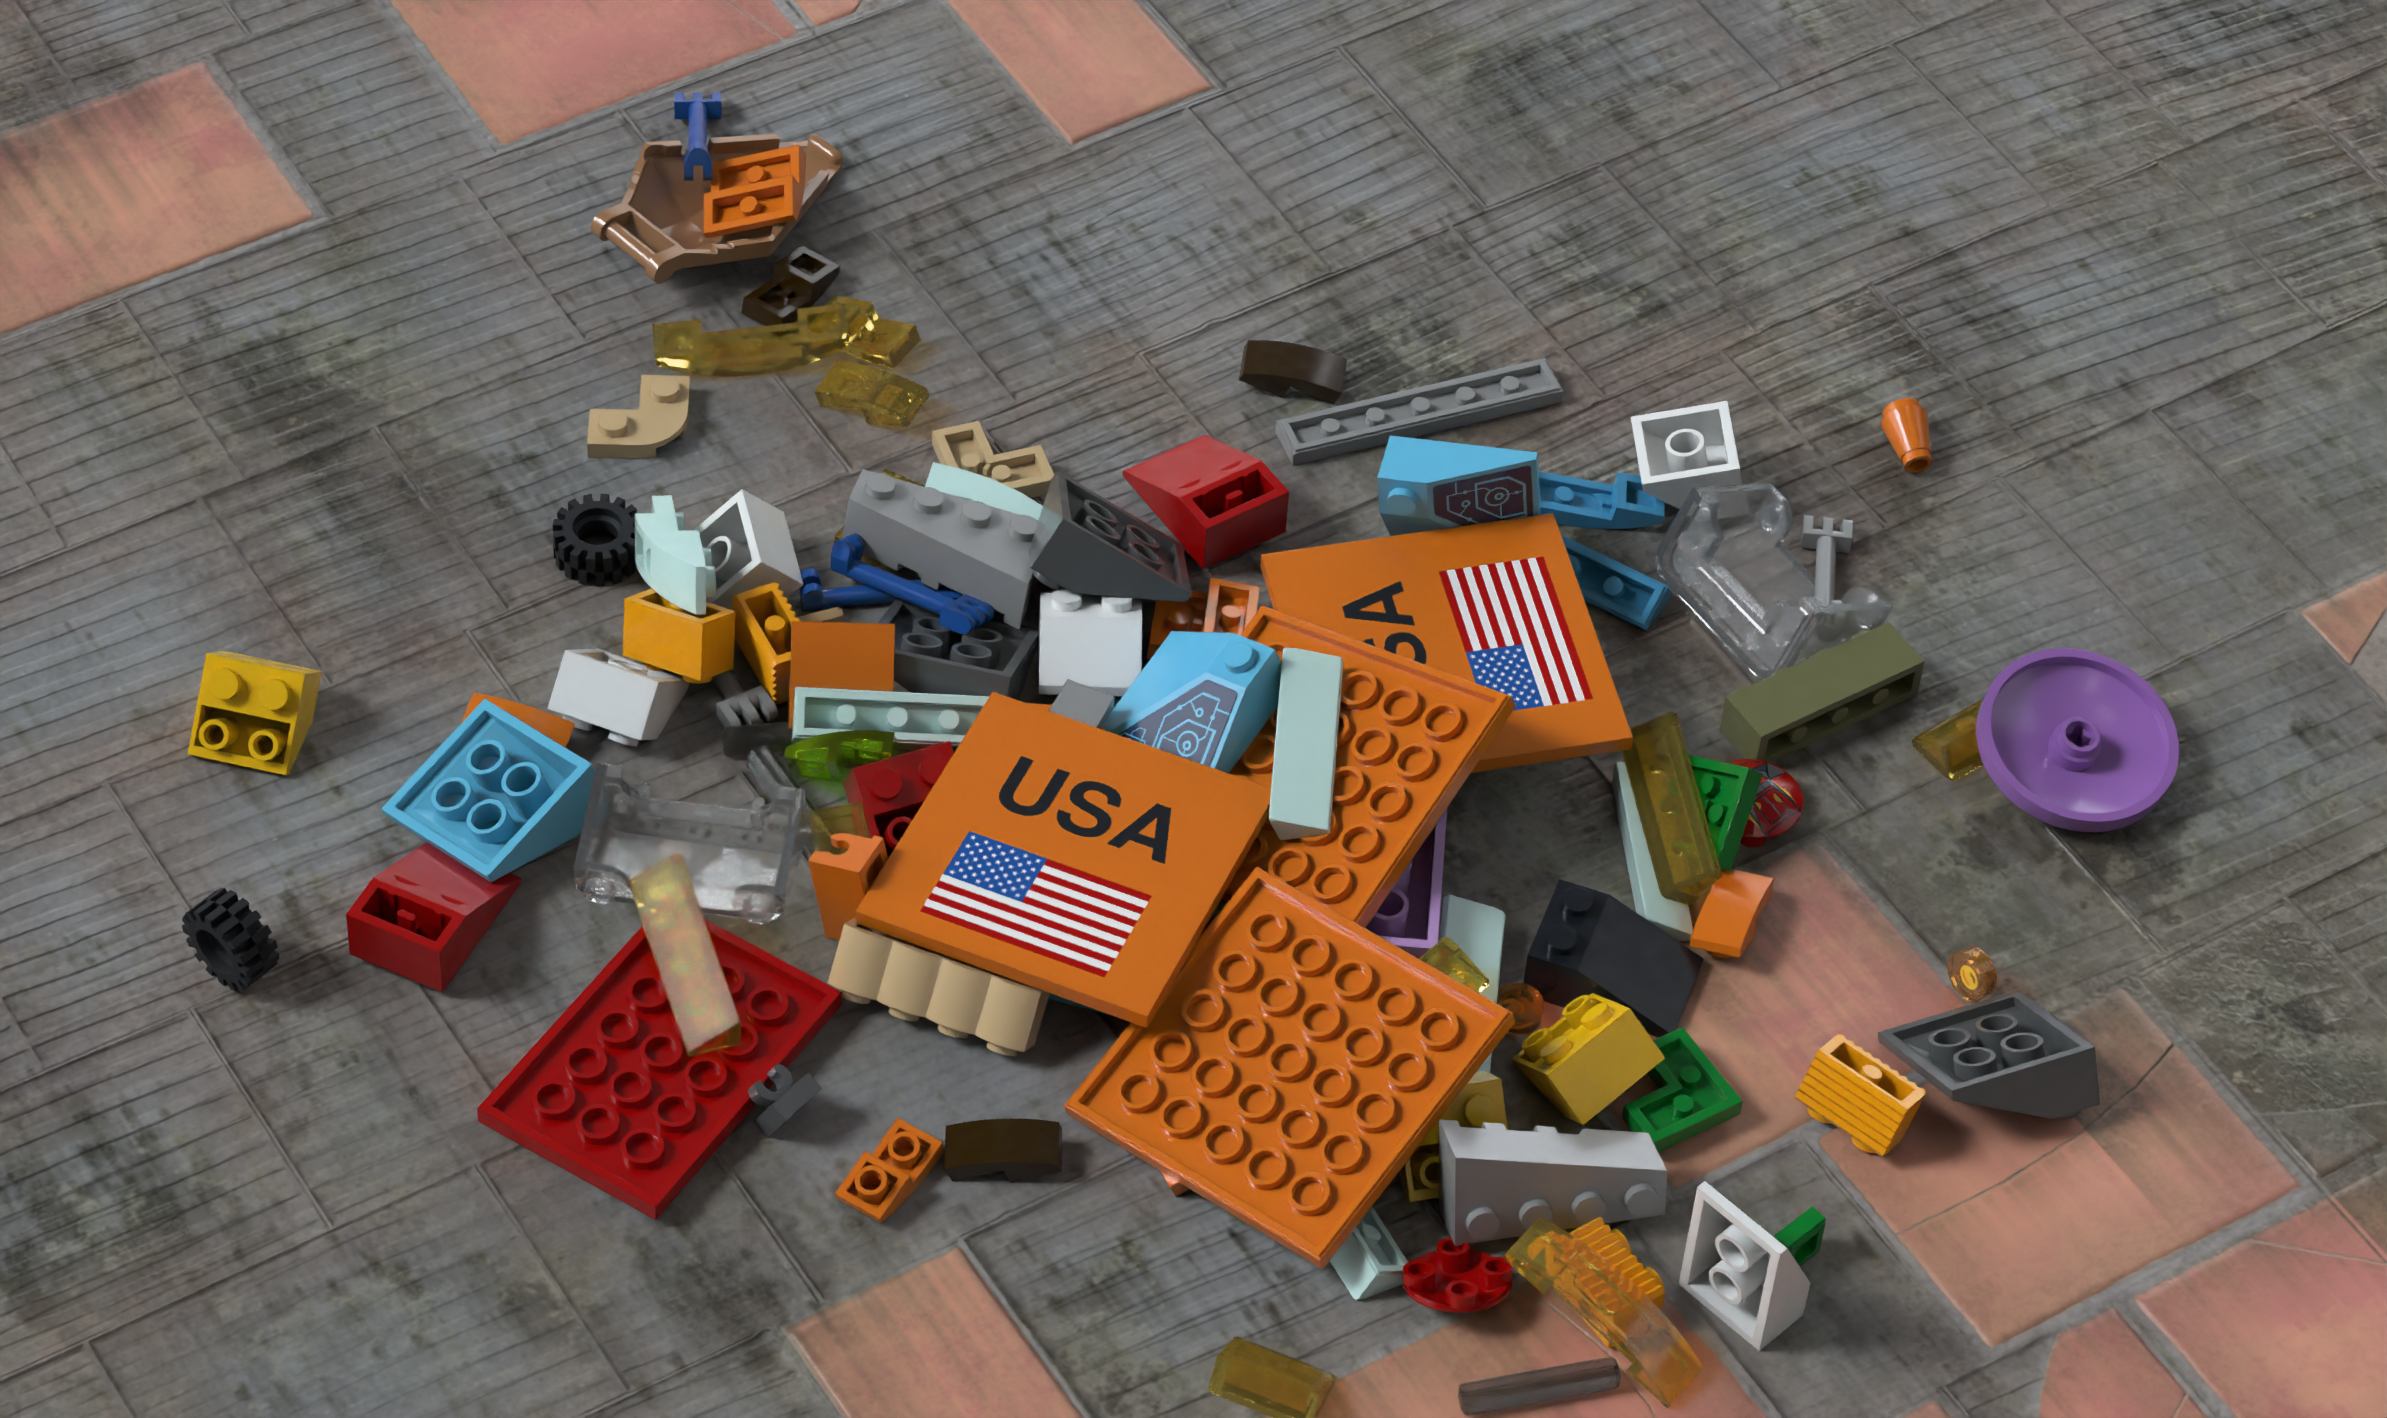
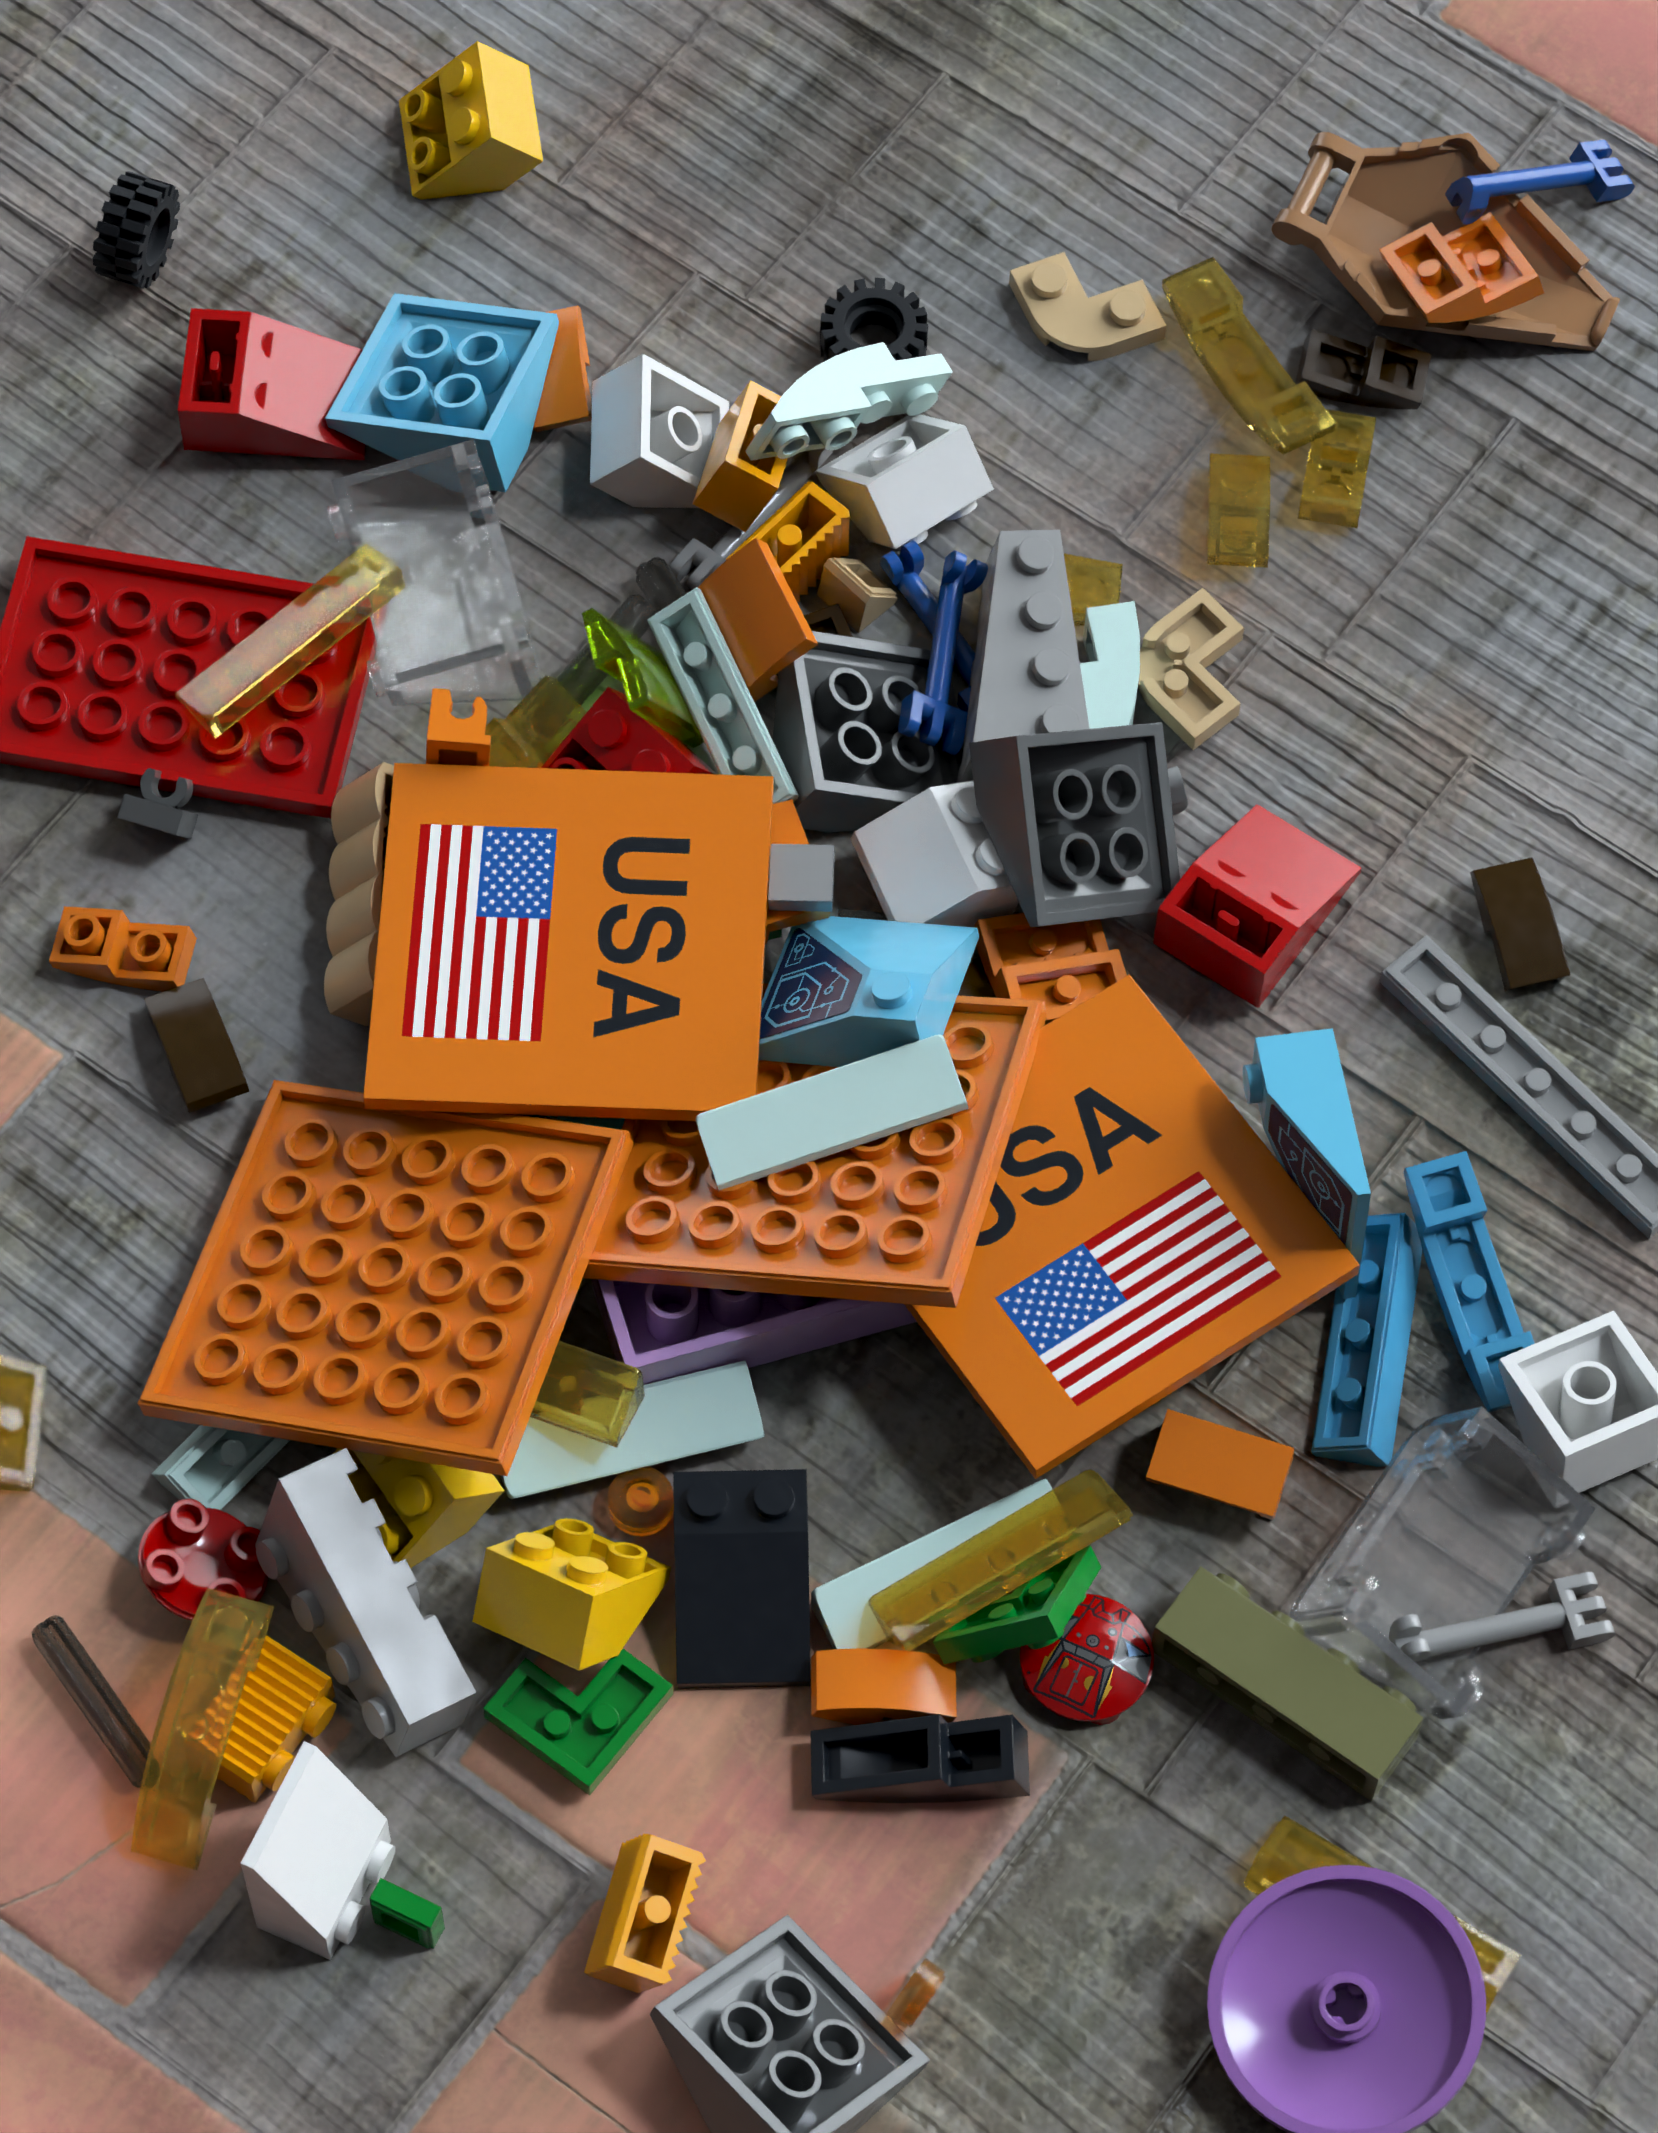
camera: 70 degrees right, 15 degrees up
(1649, 664) = (1220, 1463): none -> orange hinge
(1797, 910) = (921, 1761): none -> black slope

